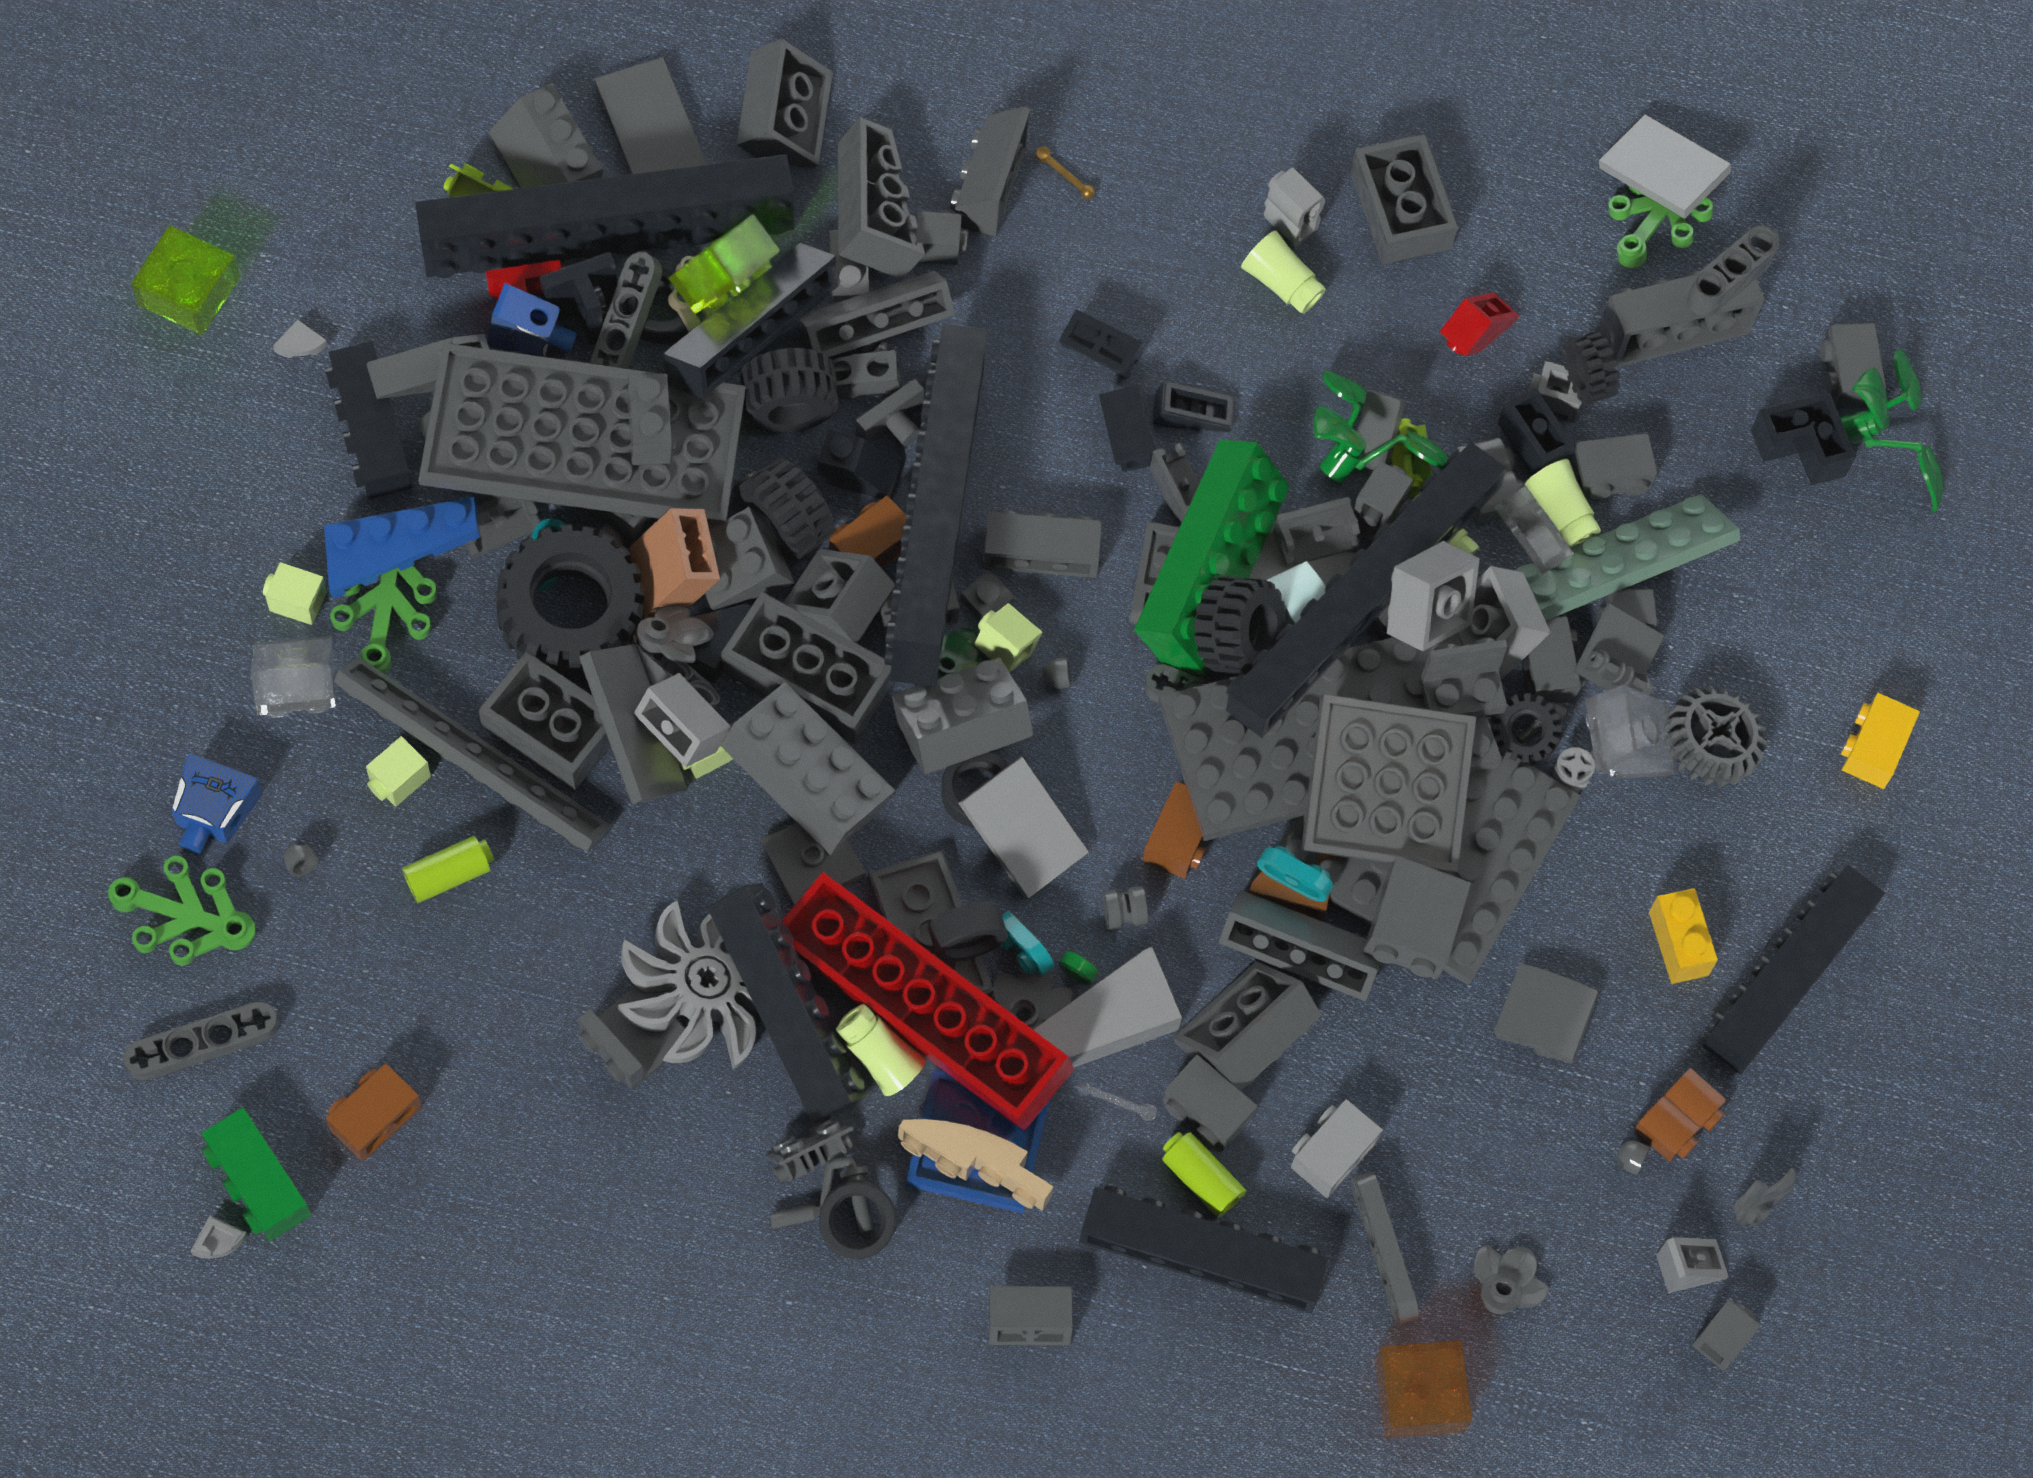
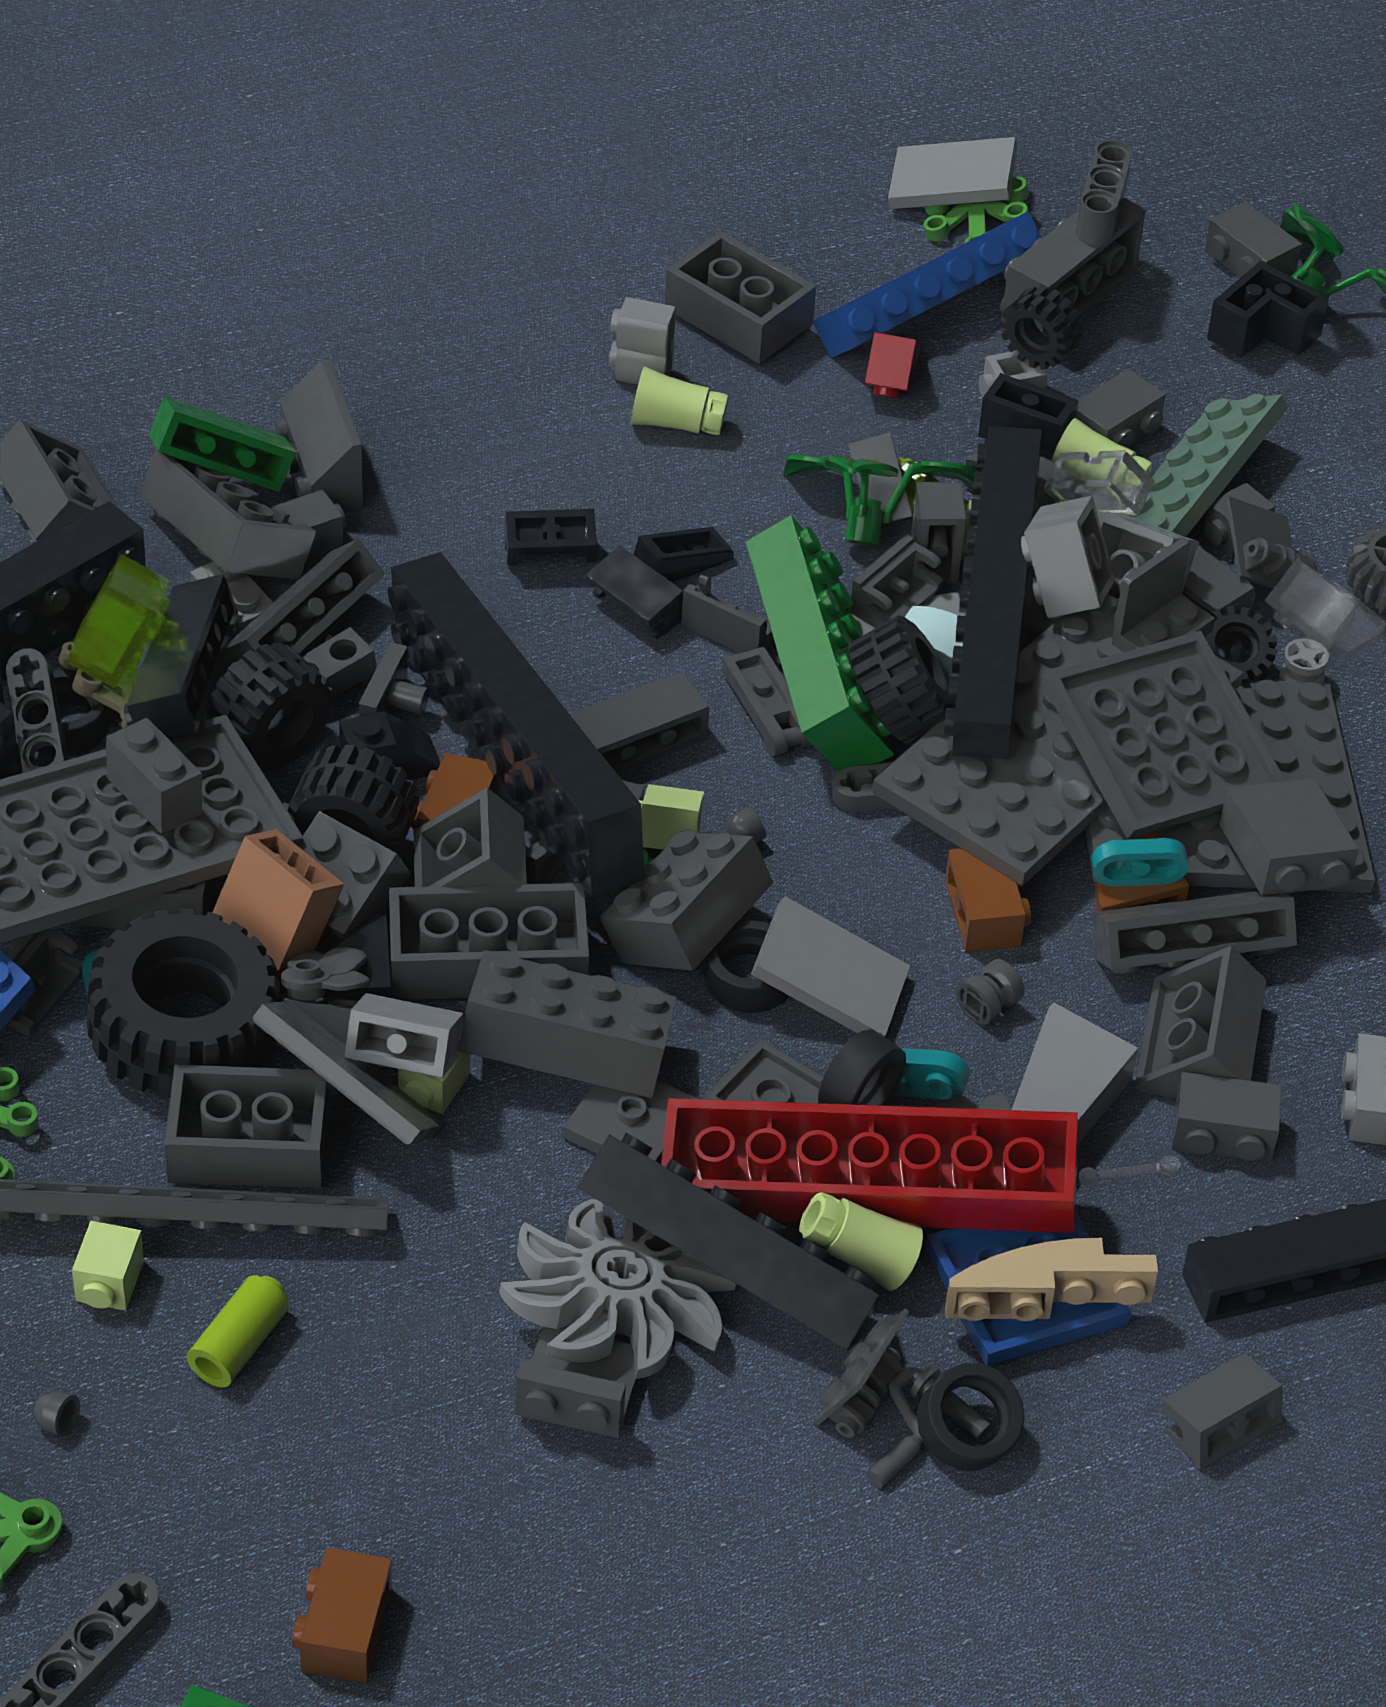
camera: 30 degrees left, 20 degrees down
(911, 137) = (221, 444): none -> green brick
(1043, 156) = (424, 431): pearl gold hinge -> none
(1078, 968) = (991, 1068): green tile -> none
(1202, 1173) = (1275, 1182): lime brick -> none
(1557, 267) = (925, 286): none -> blue brick

